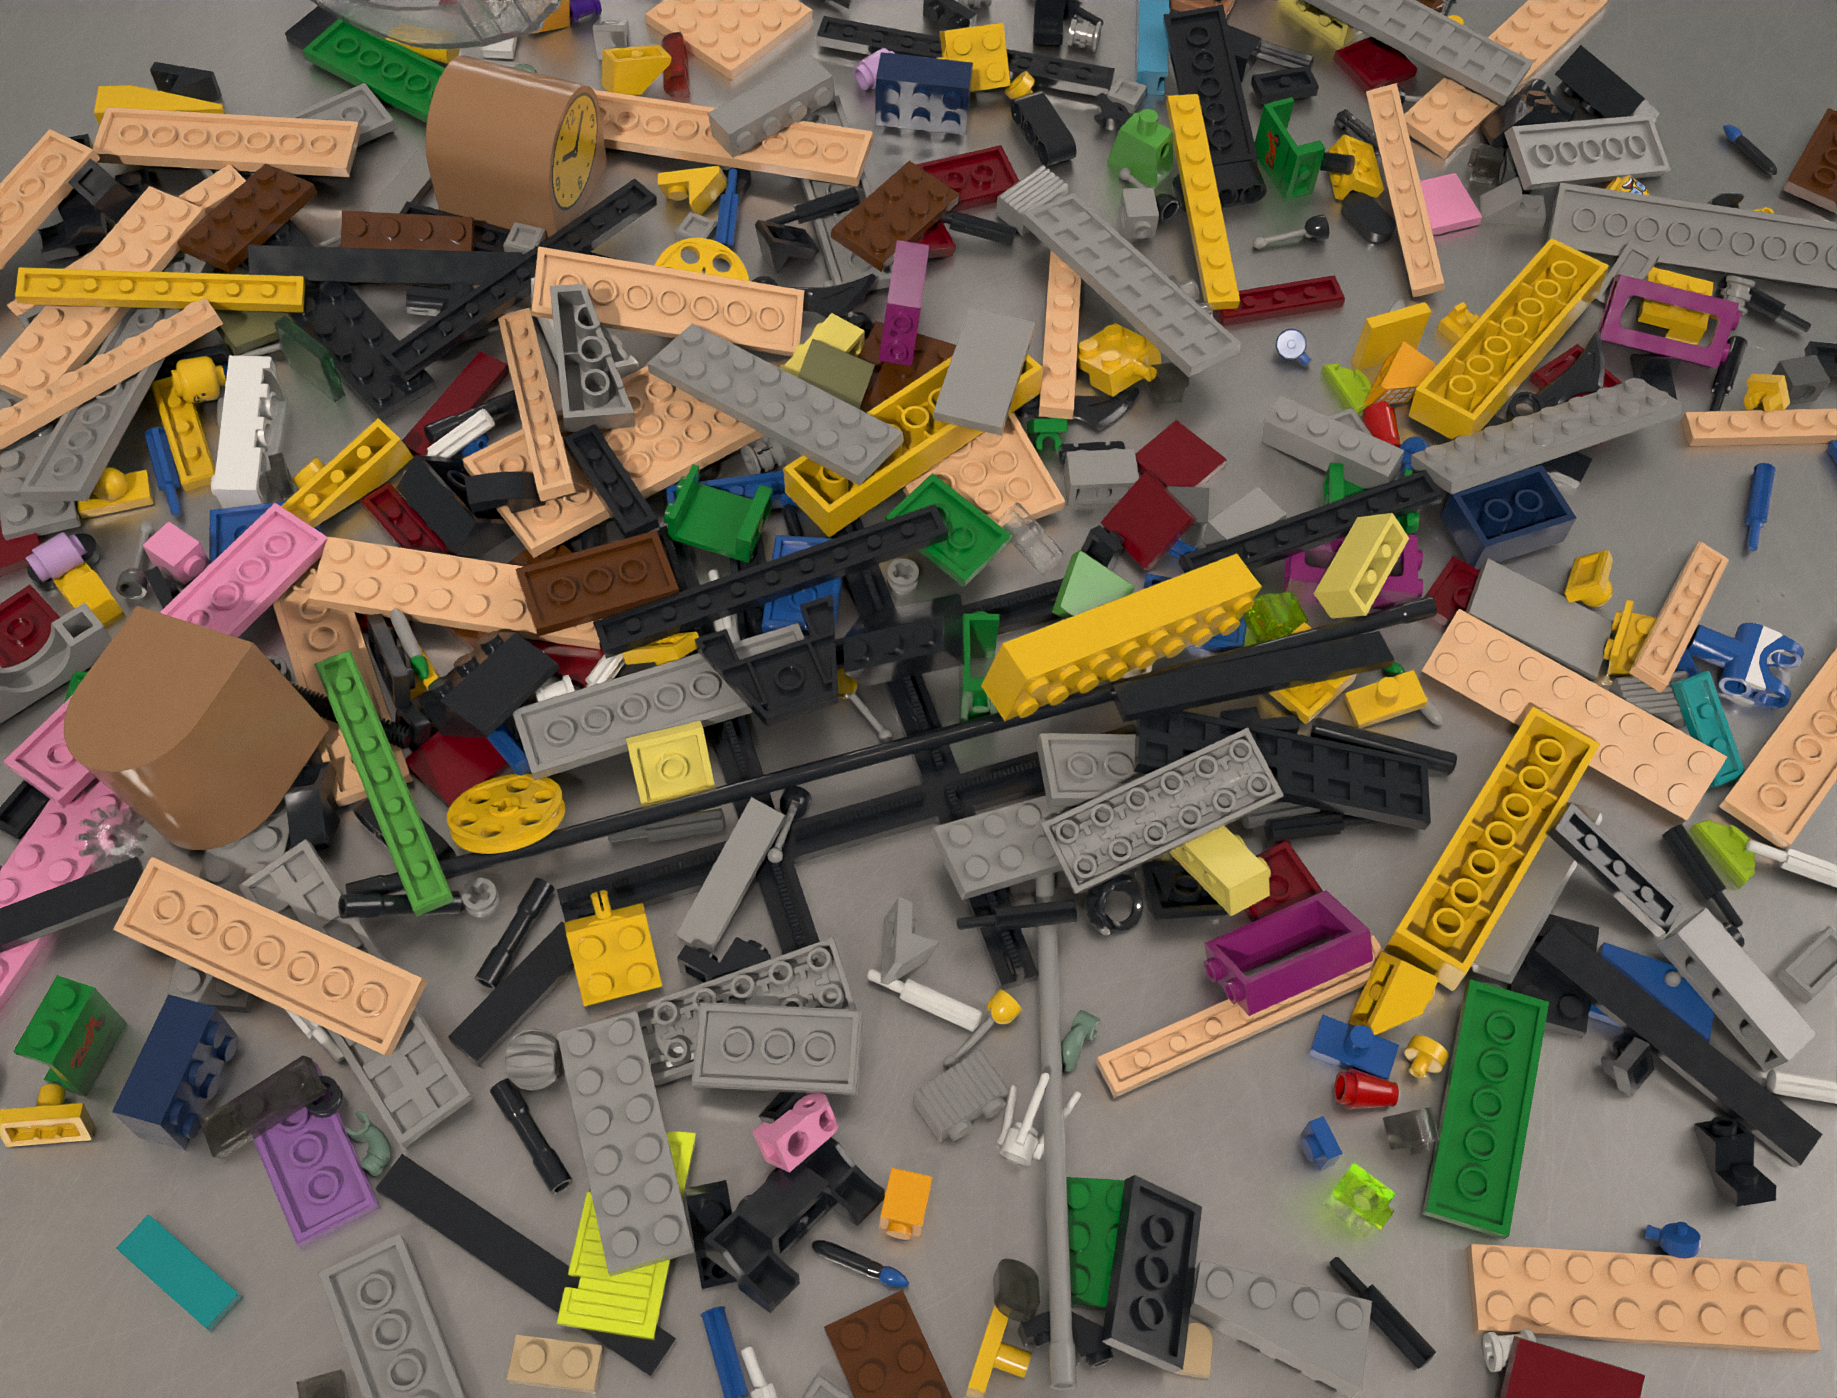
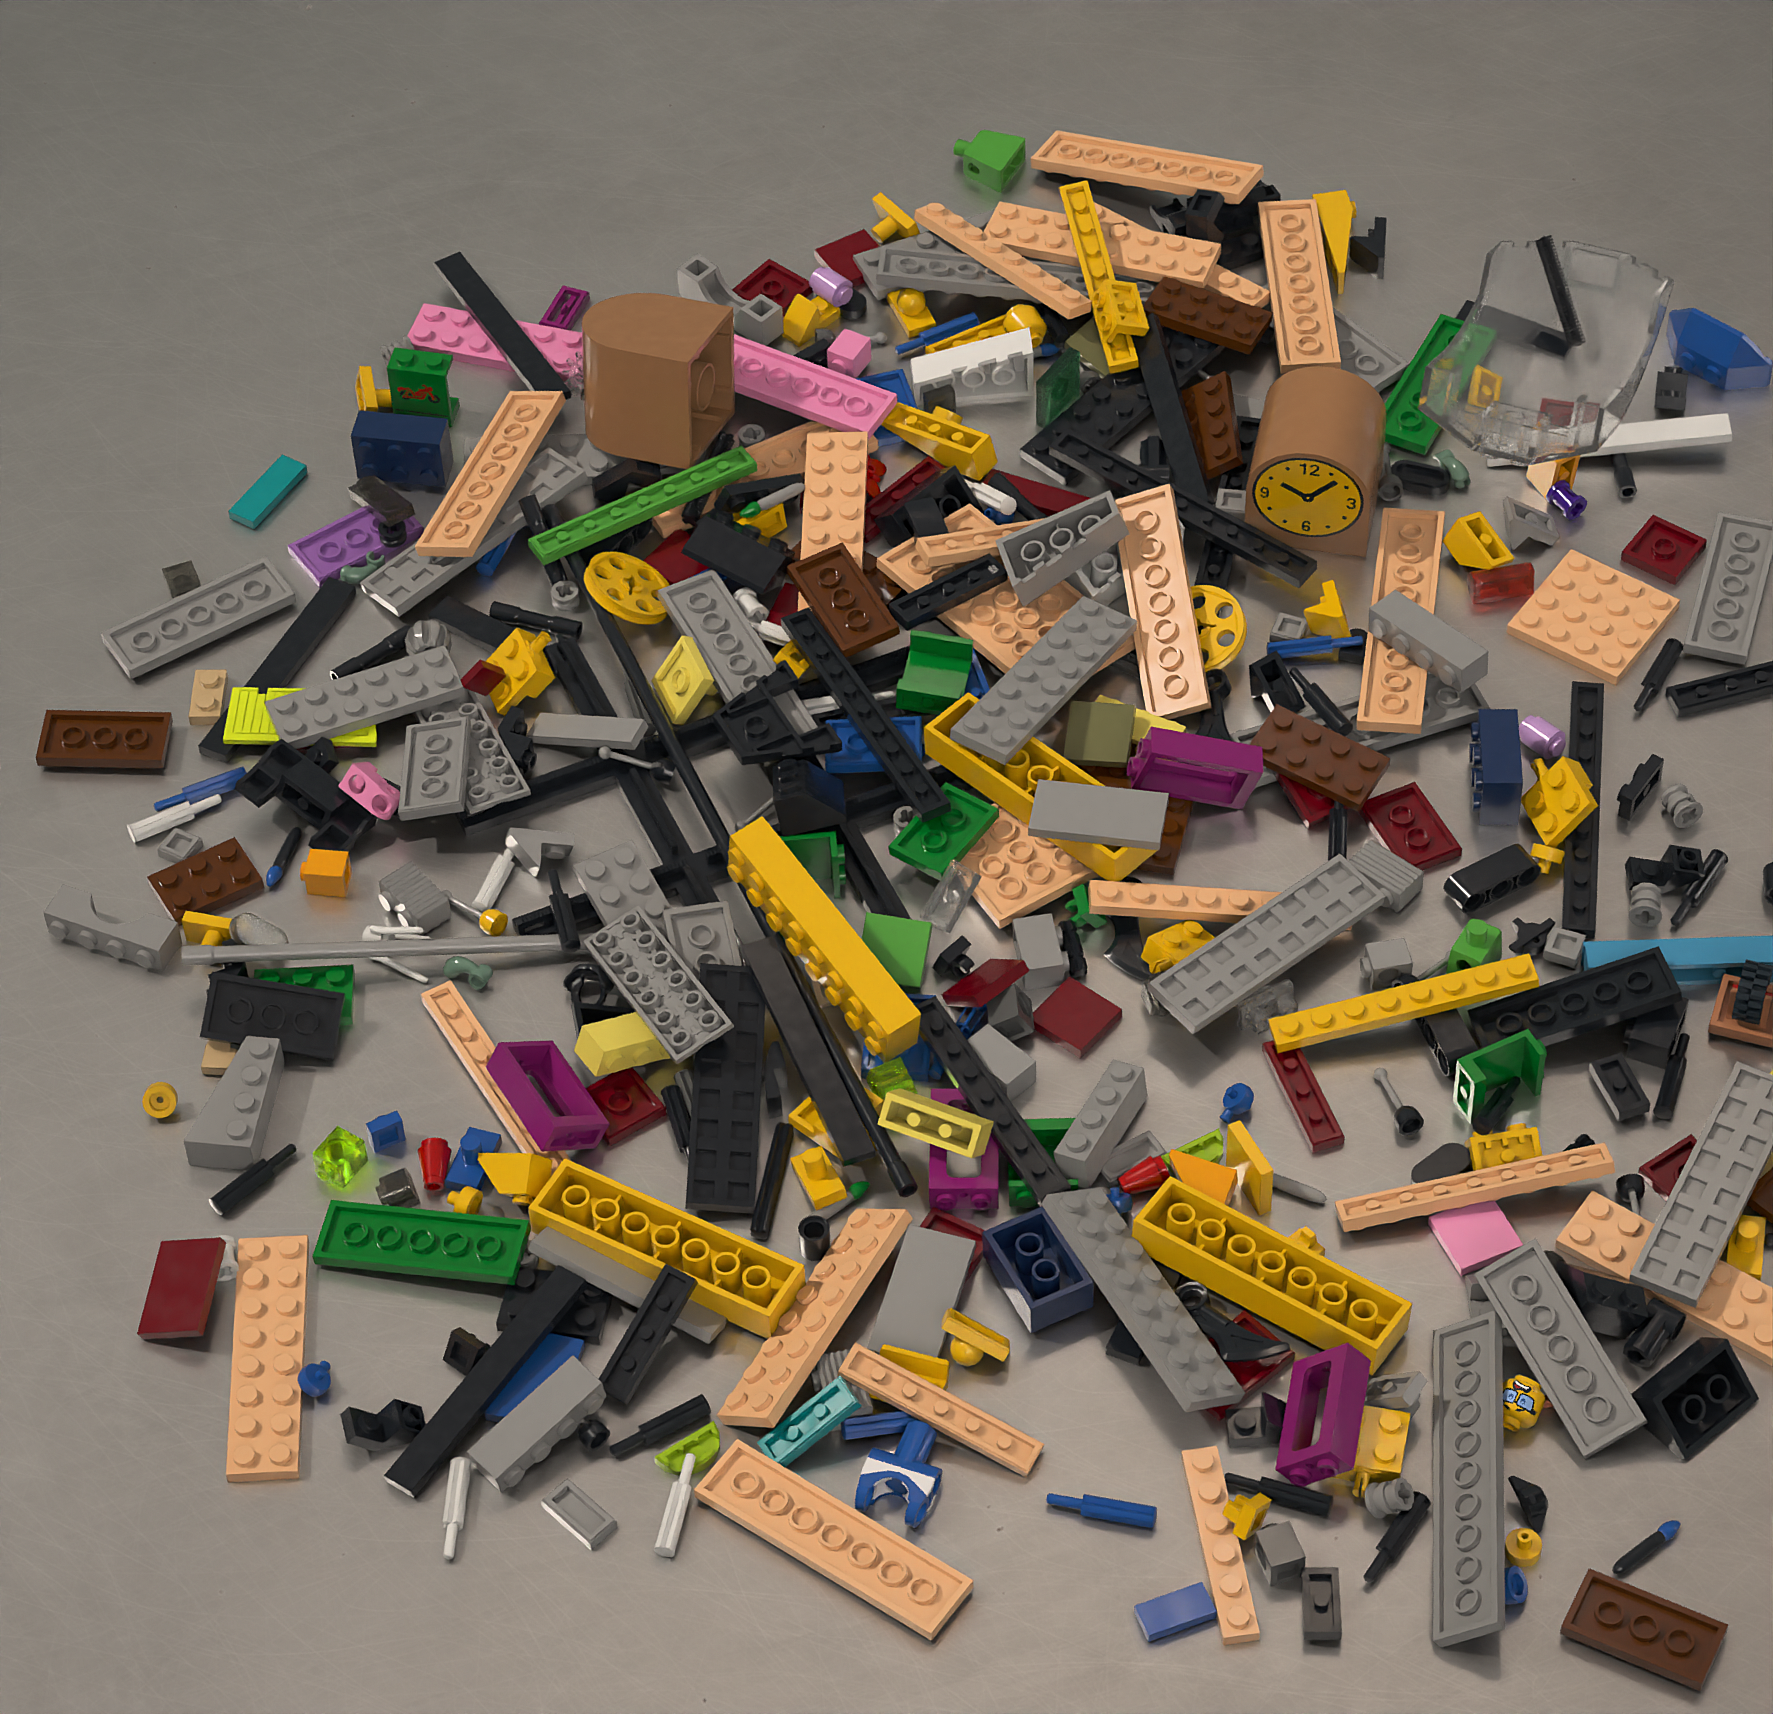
camera: 90 degrees right, 10 degrees down
(234, 274) = (1119, 309): none -> yellow bracket
(627, 986) = (483, 677): none -> dark red tile
(1471, 699) = (818, 1228): none -> black beam

